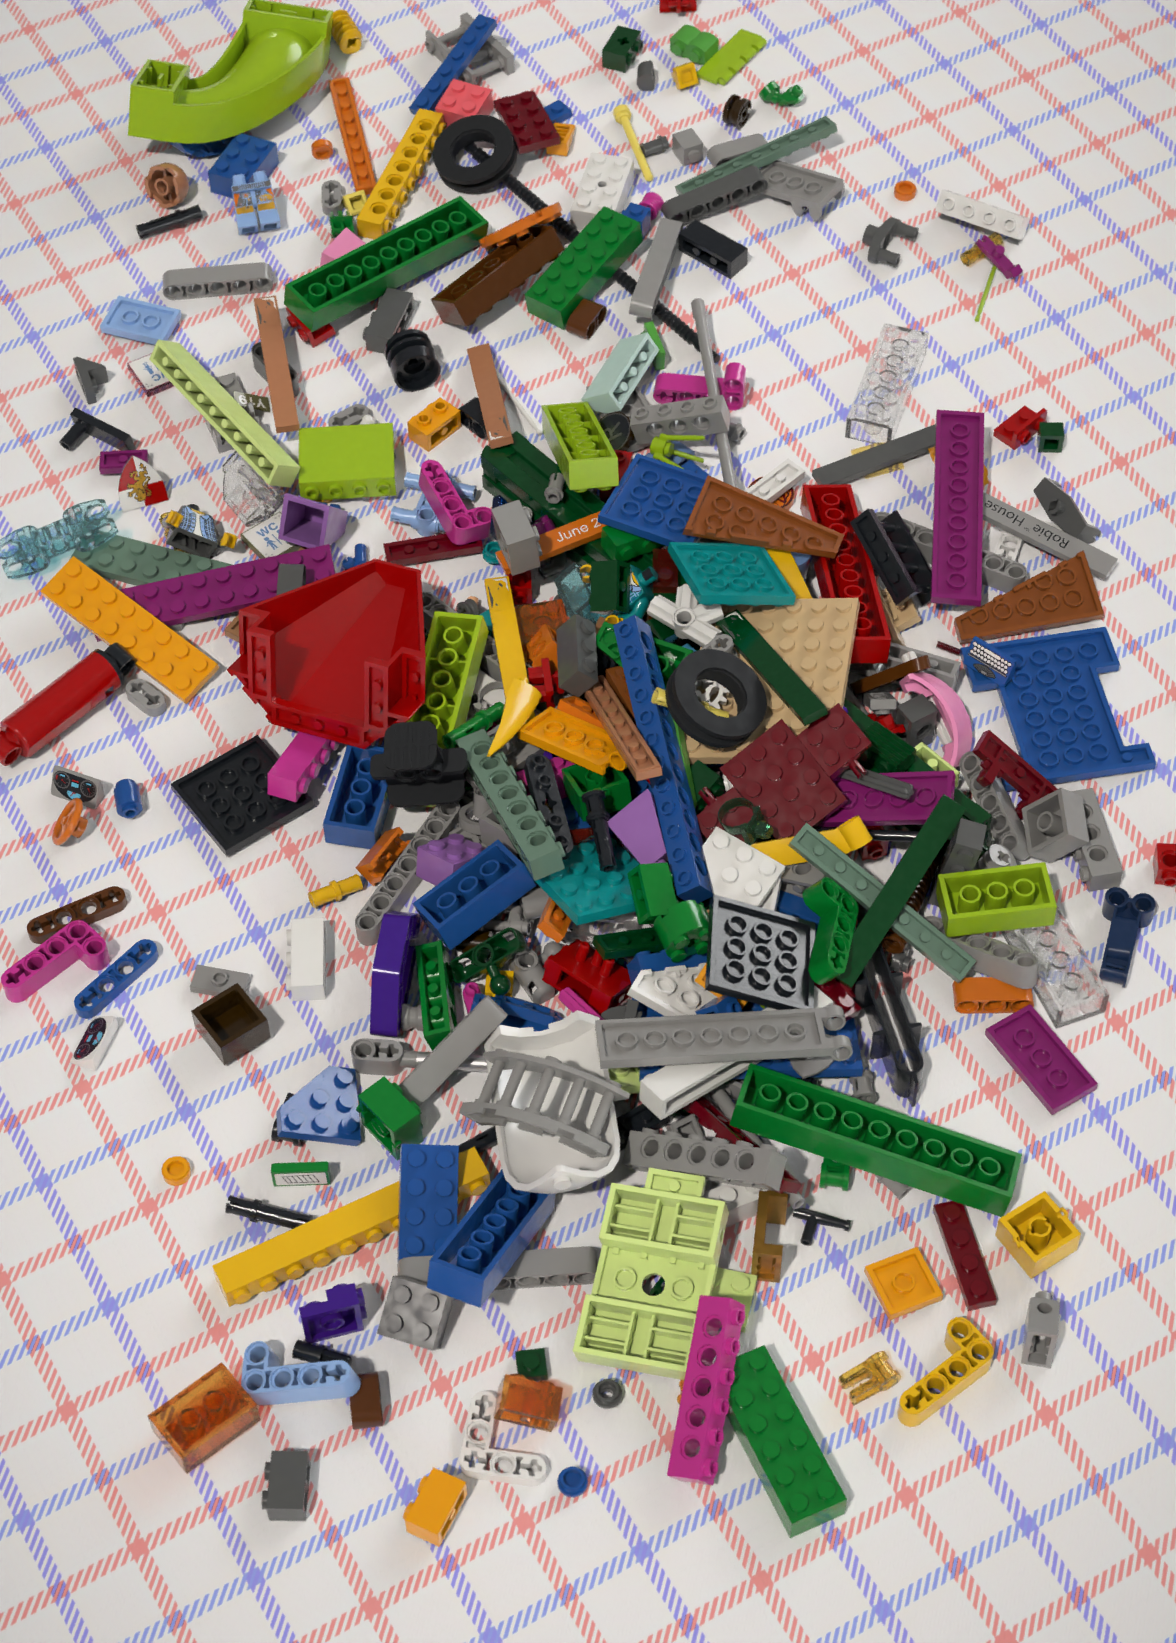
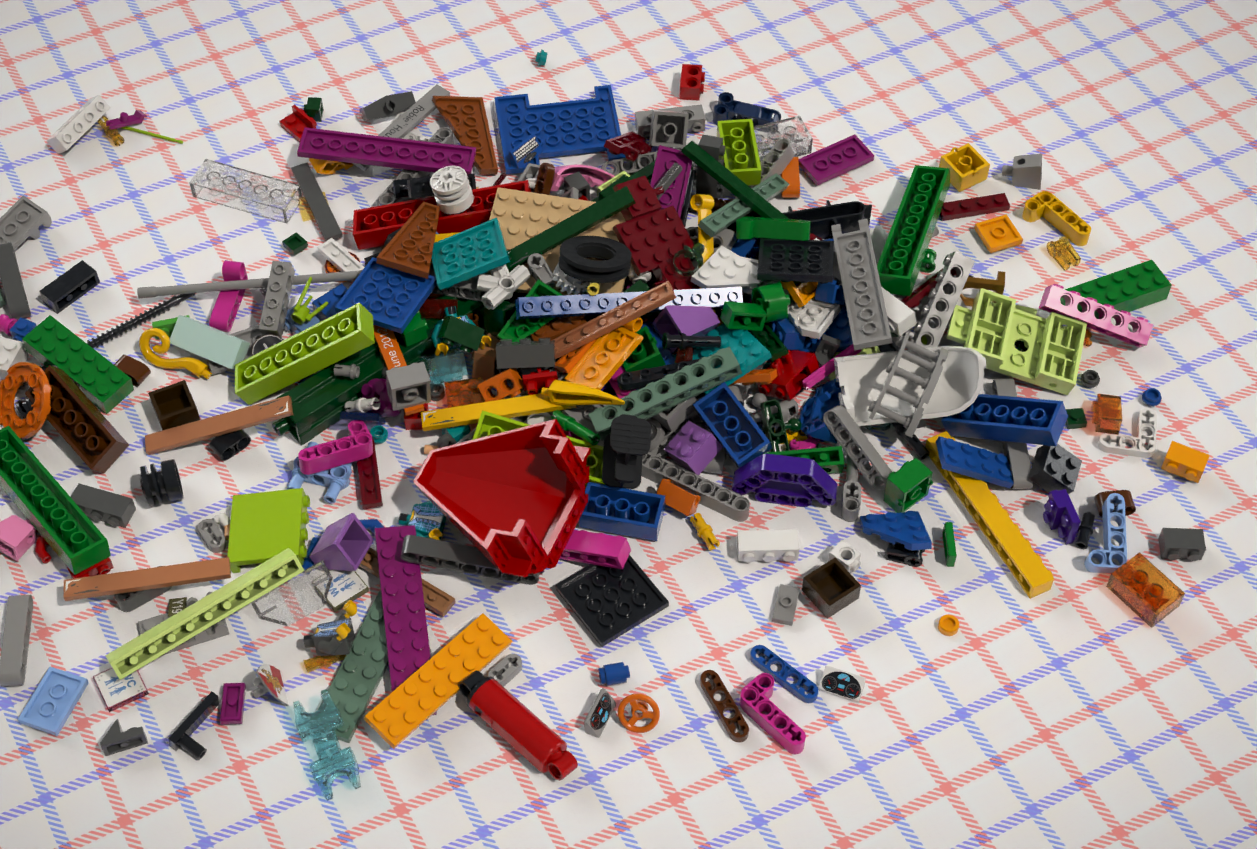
camera: 90 degrees left, 0 degrees up
(257, 1211) = (980, 570): black pin -> none
(287, 1037) = (844, 550): none -> white brick
(434, 424) = (232, 472): light orange brick -> none
(525, 359) = (174, 405): none -> dark brown piece
(612, 334) = (191, 364): none -> yellow plant
(656, 268) = (91, 318): light grey beam -> none
(802, 443) = (295, 243): none -> dark green plate
(858, 556) = (452, 189): none -> white wheel
(880, 237) = (83, 186): dark grey connector -> none
(905, 190) = (30, 171): orange tile -> none

